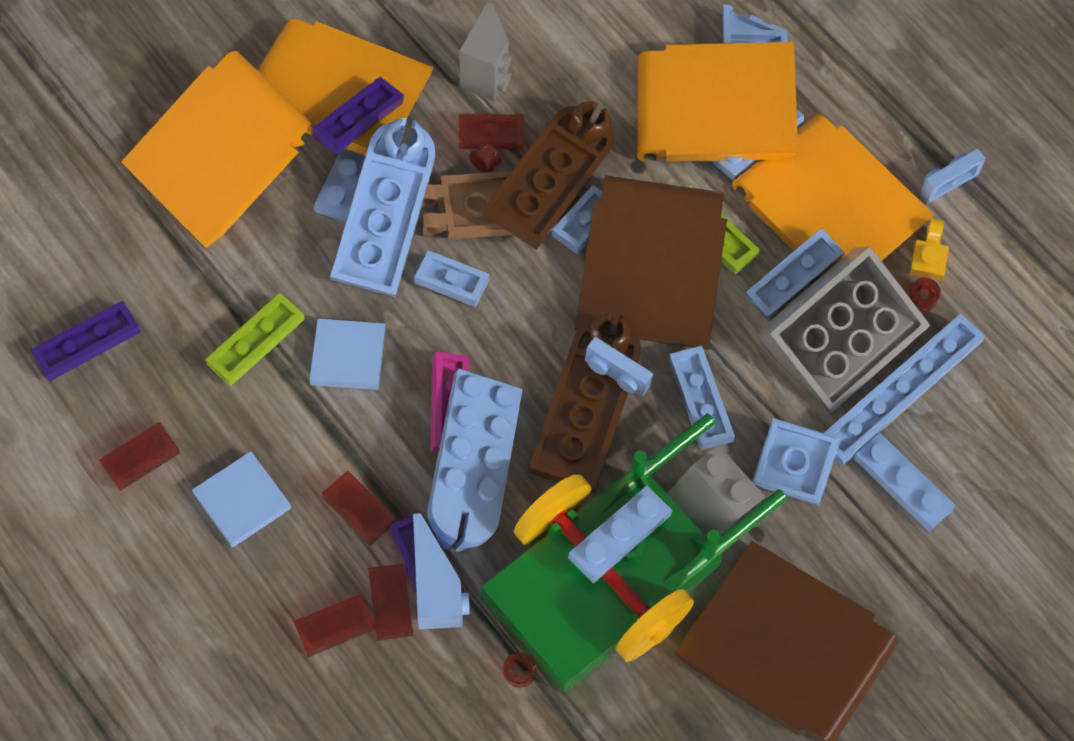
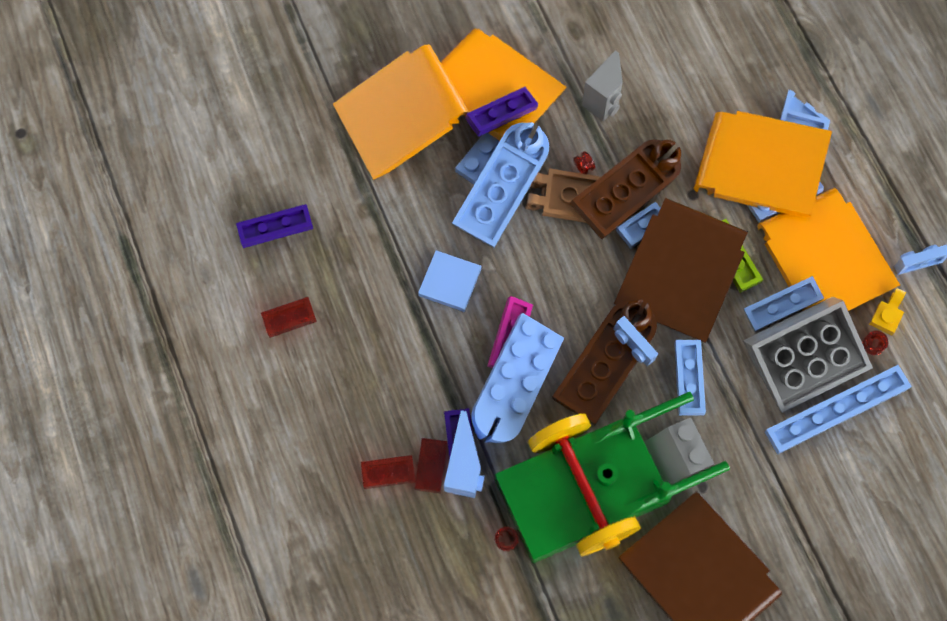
camera: 20 degrees right, 5 degrees up
(241, 499) = (349, 365): light blue tile -> none
(255, 339) = (389, 254): lime plate -> none
(358, 508) = (427, 393): clear red plate -> none
(451, 278) = (536, 245): light blue plate -> none
(497, 130) = (594, 143): clear red plate -> none
(619, 534) = (601, 464): light blue plate -> none
(796, 461) = (744, 442): light blue tile -> none
(904, 482) = (820, 478): light blue plate -> none

